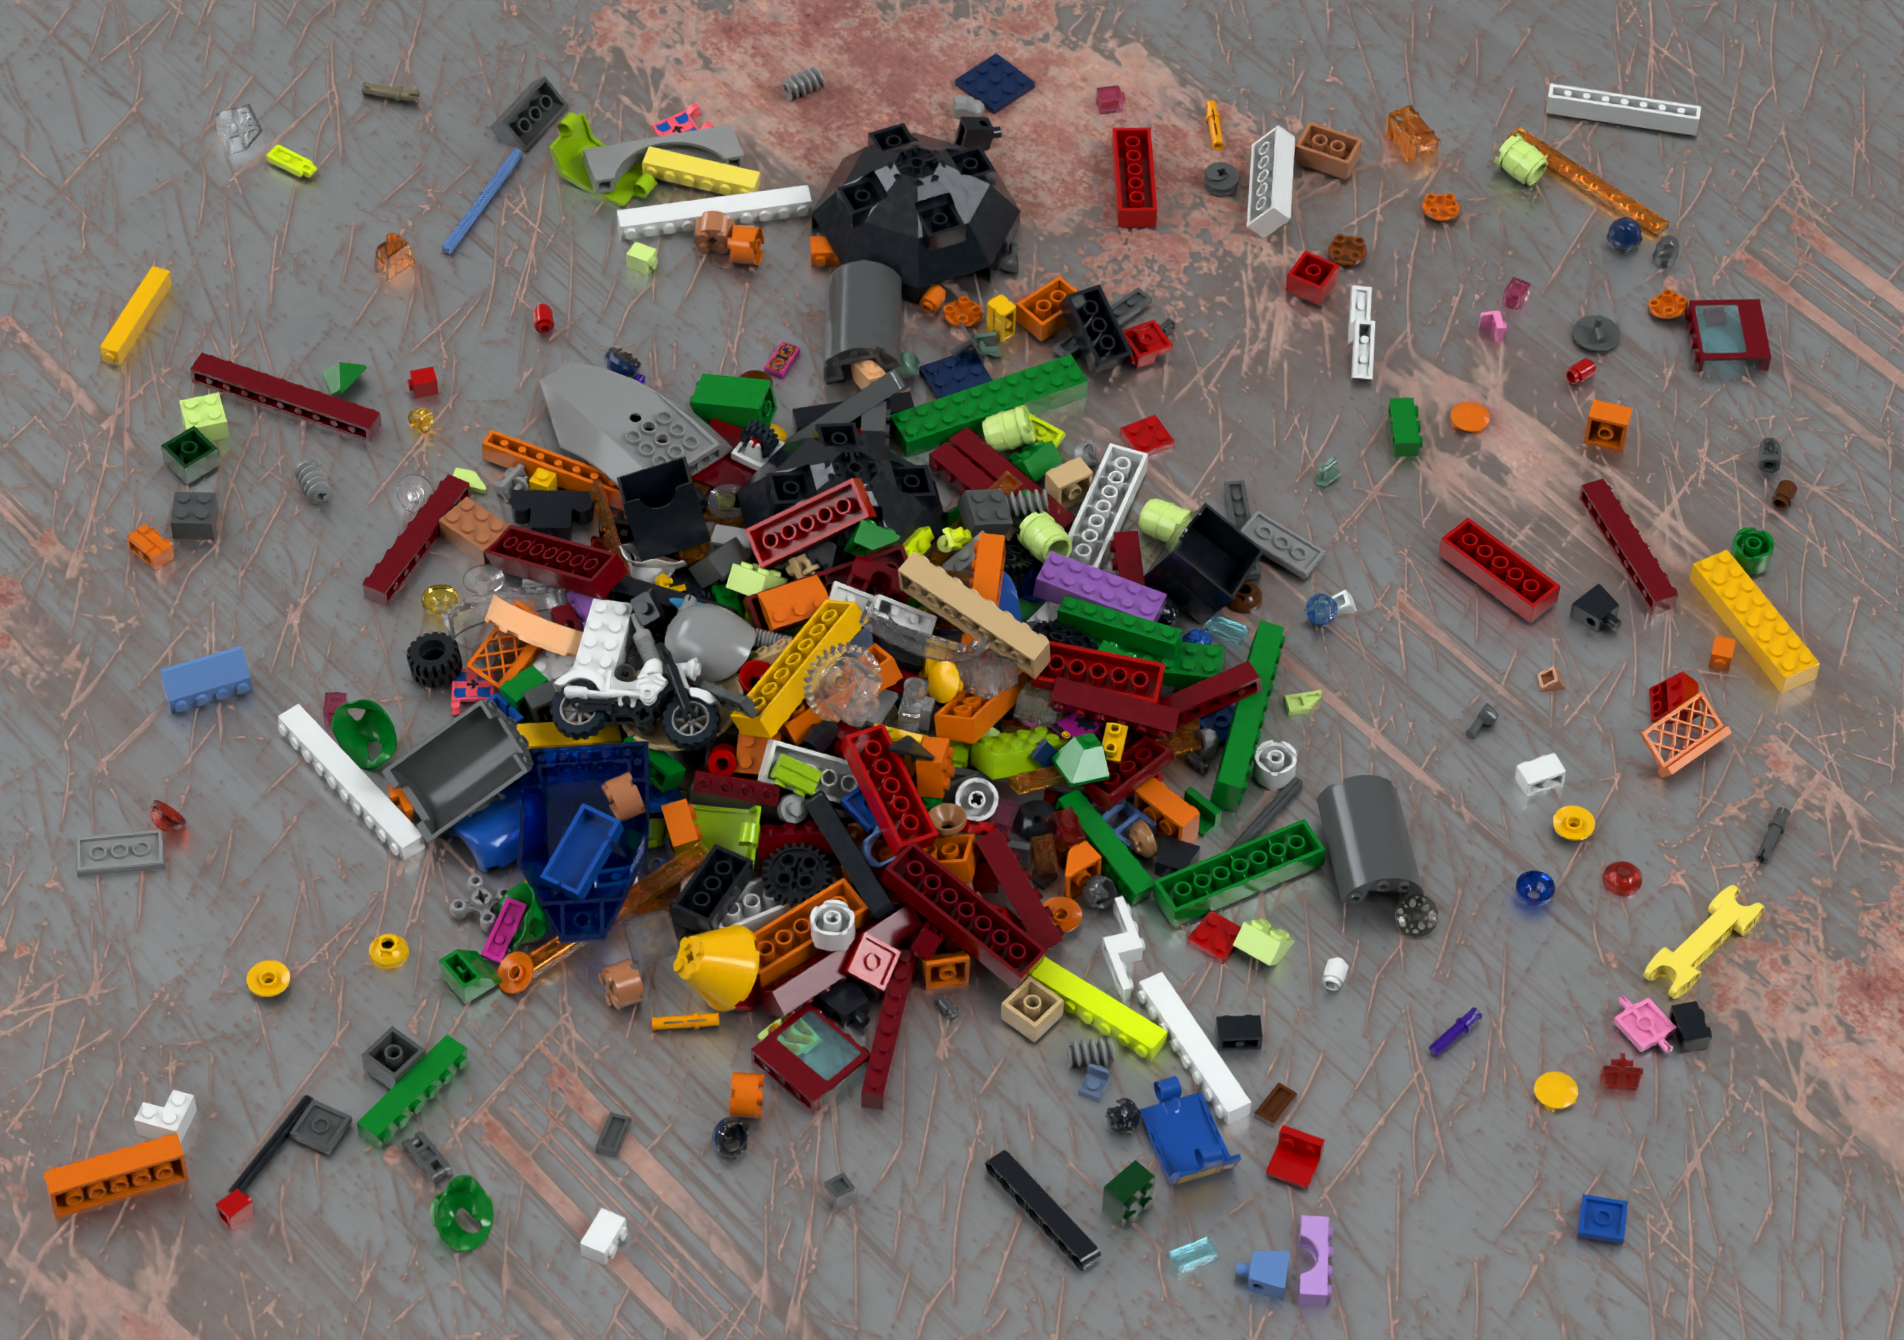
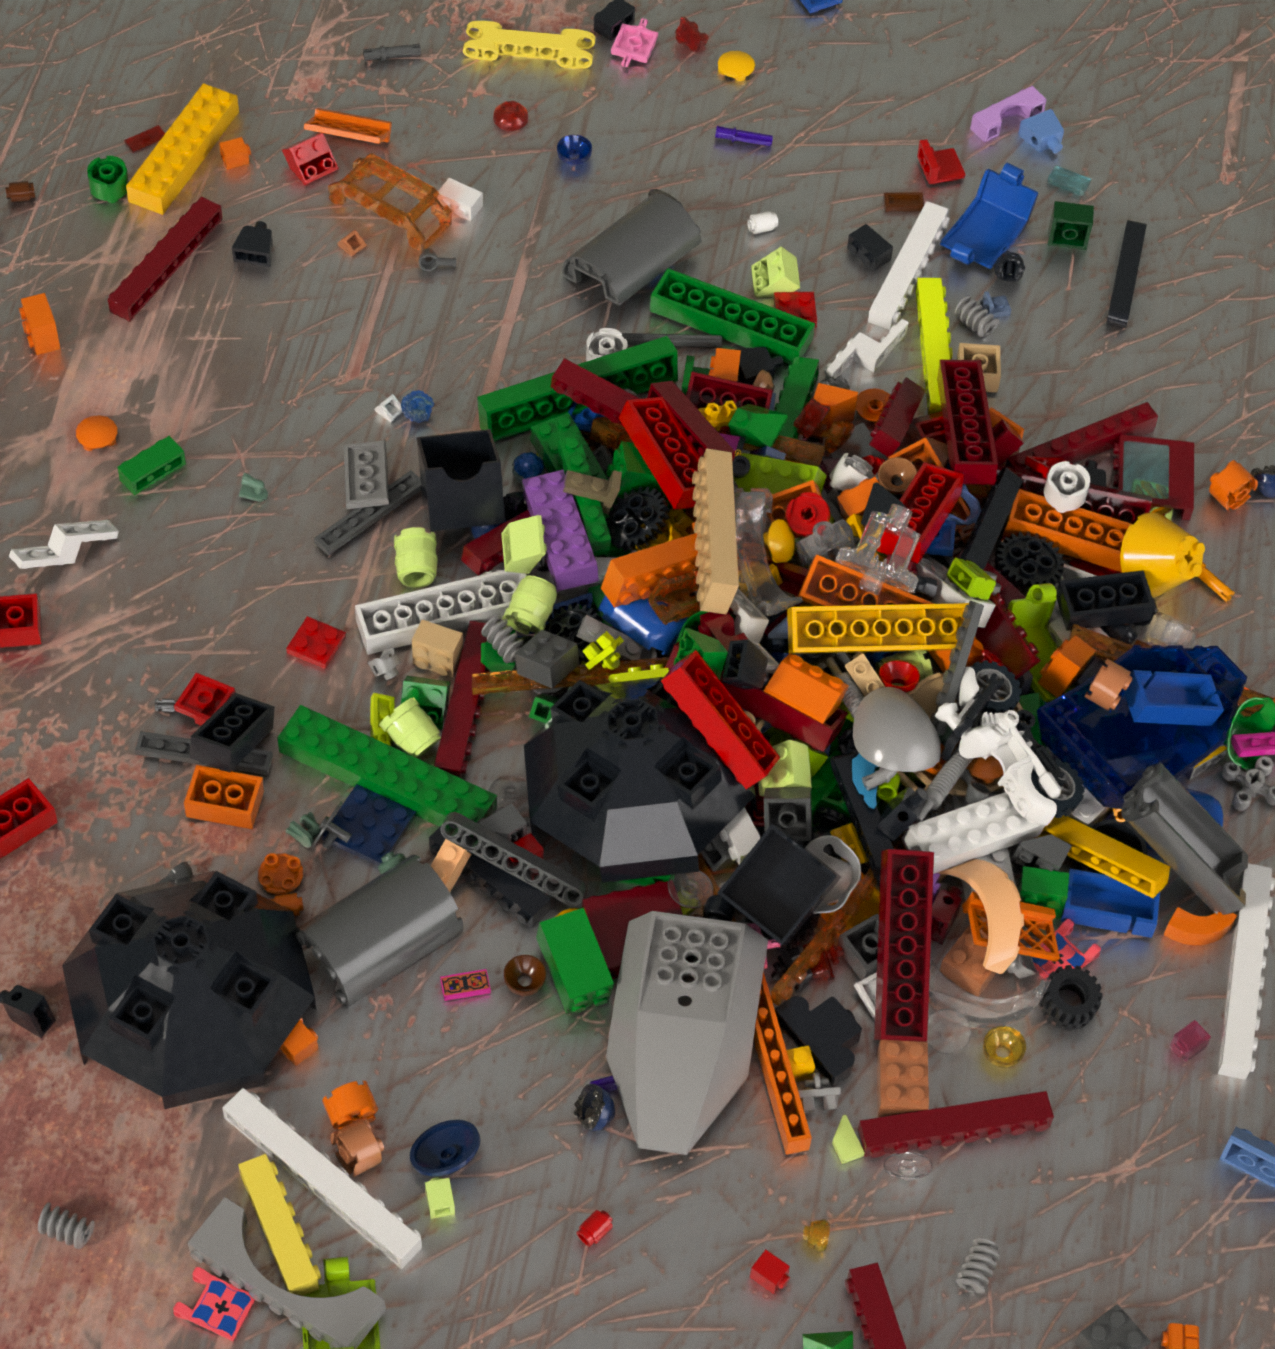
camera: 130 degrees left, 5 degrees up
(372, 727) = (1184, 976): green piece -> none
(621, 984) = (1228, 625): nougat brick -> none
(669, 272) = (445, 1148): none -> dark blue dish
(756, 445) = (614, 896): plate -> none
(834, 555) = (745, 666): none -> black torso
(841, 1191) = (1241, 384): dark grey panel -> none
(946, 703) = (801, 505): none -> red plate
(946, 1006) = (1023, 422): dark grey piece -> none
(957, 470) = (488, 741): dark red brick -> none
(1001, 317) = (273, 824): yellow brick -> none
(1050, 725) = (741, 466): none -> black tile
(1103, 558) = (523, 544): none -> yellowish green slope
(1110, 616) = (594, 487): none -> dark tan bracket
(1301, 703) = (515, 377): yellowish green tile -> none
(1499, 570) = (269, 318): red brick -> none
(1573, 823) = (489, 159): yellow dish -> none
(1574, 728) = (394, 178): none -> clear orange windscreen
(1794, 611) = (145, 138): none -> clear red piece

